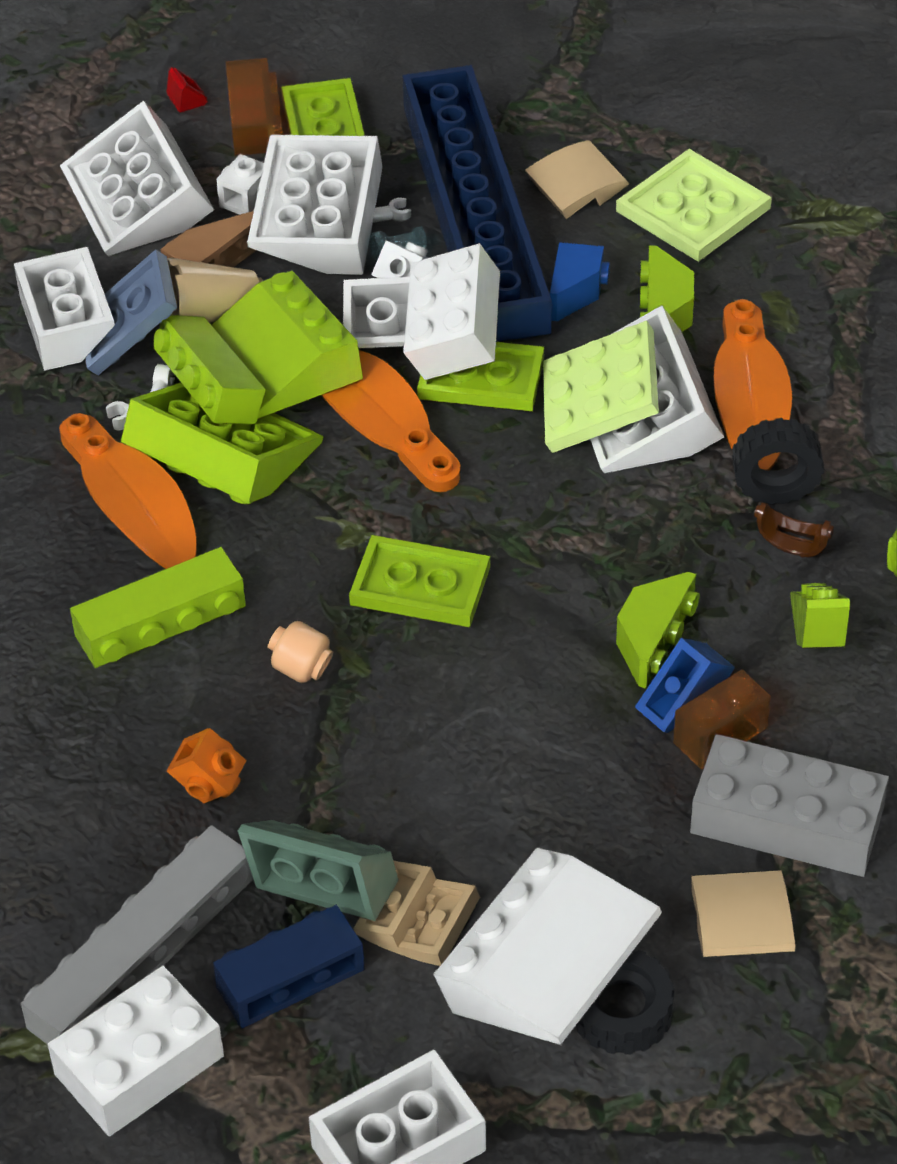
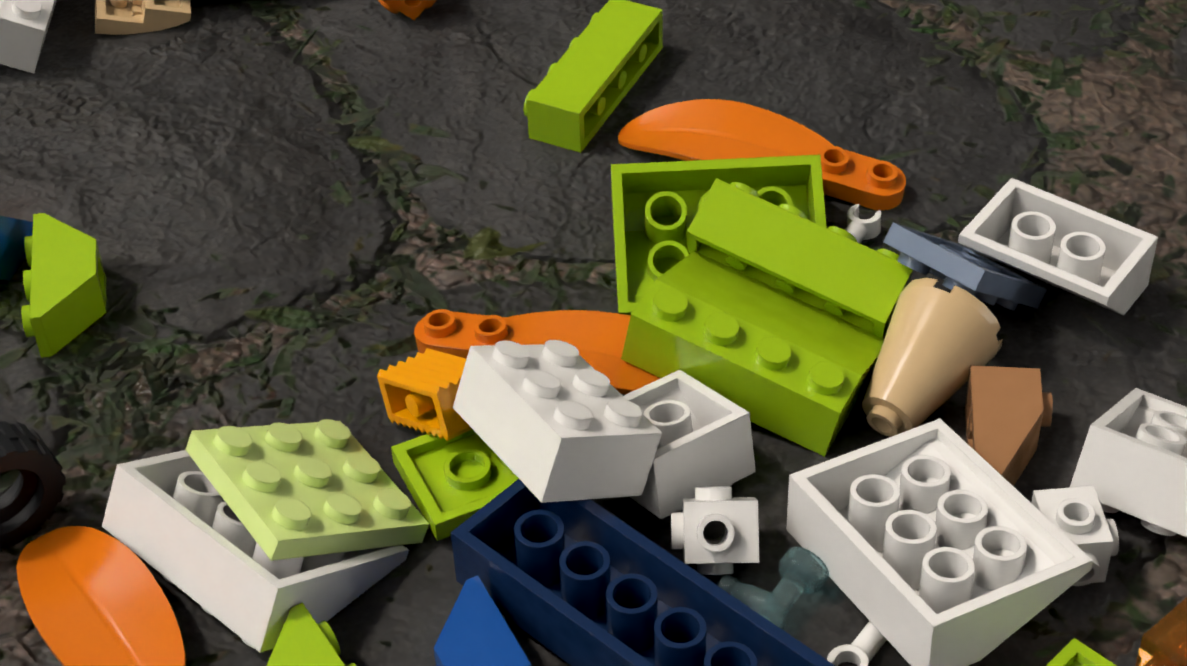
camera: 145 degrees right, 5 degrees down
(300, 651) = (418, 97): light nougat head -> none
(420, 581) = (359, 214): lime plate -> none
(483, 401) = (423, 393): none -> light orange brick

